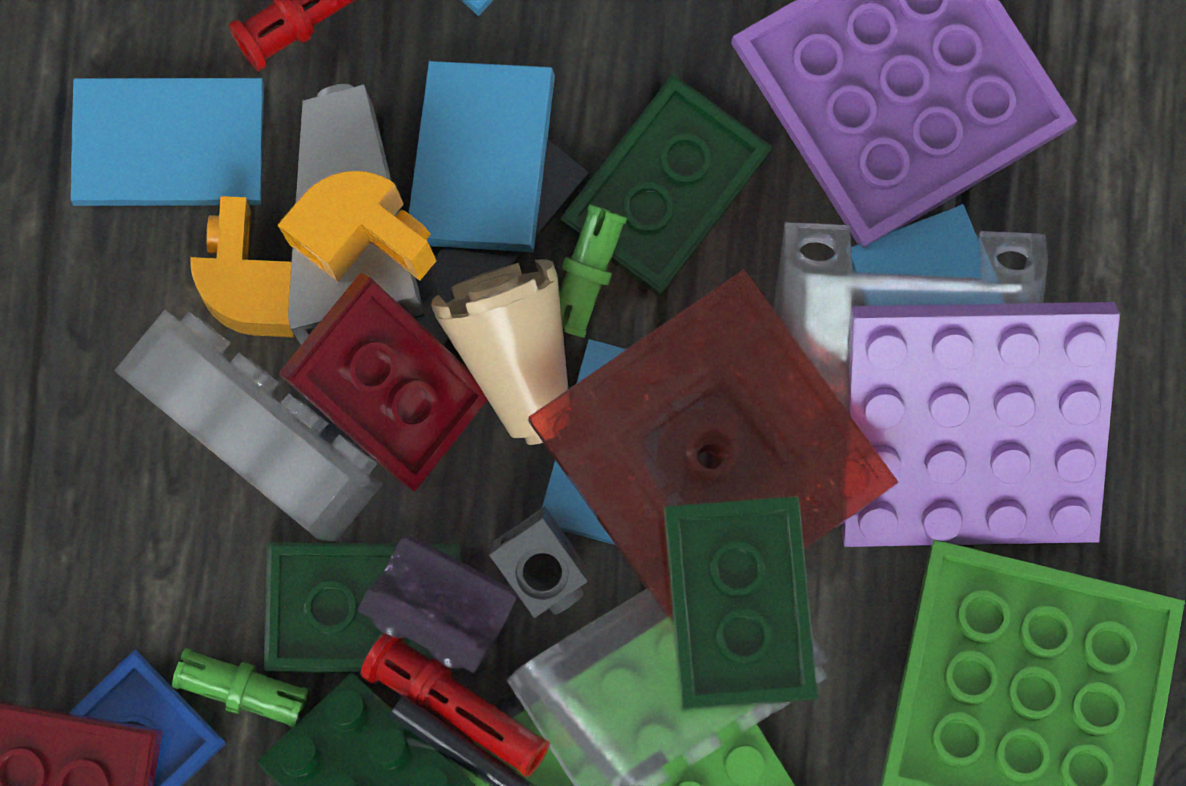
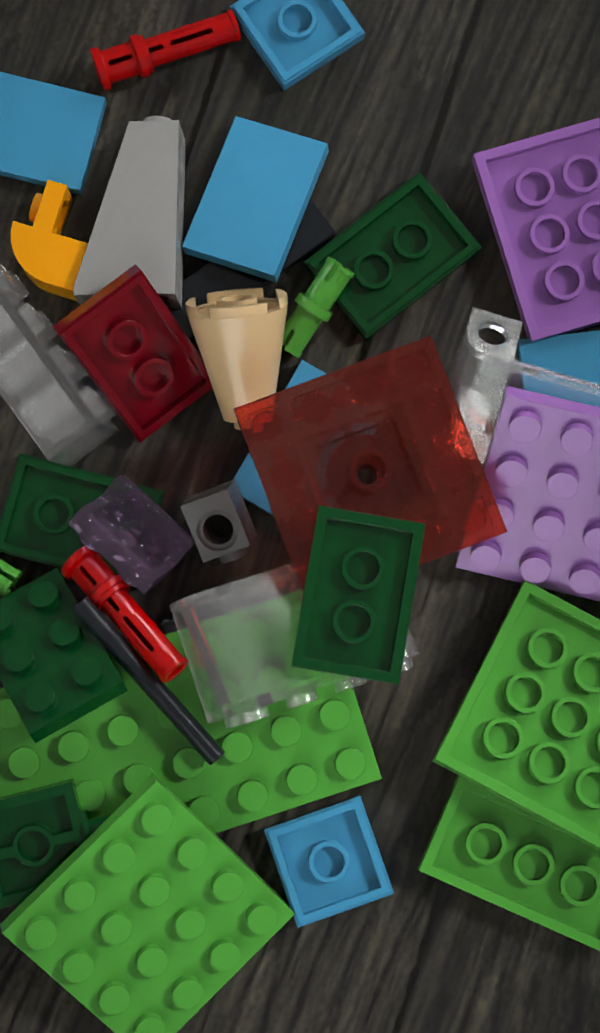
camera: 15 degrees right, 5 degrees up
(349, 212) = (137, 216): light orange brick -> none

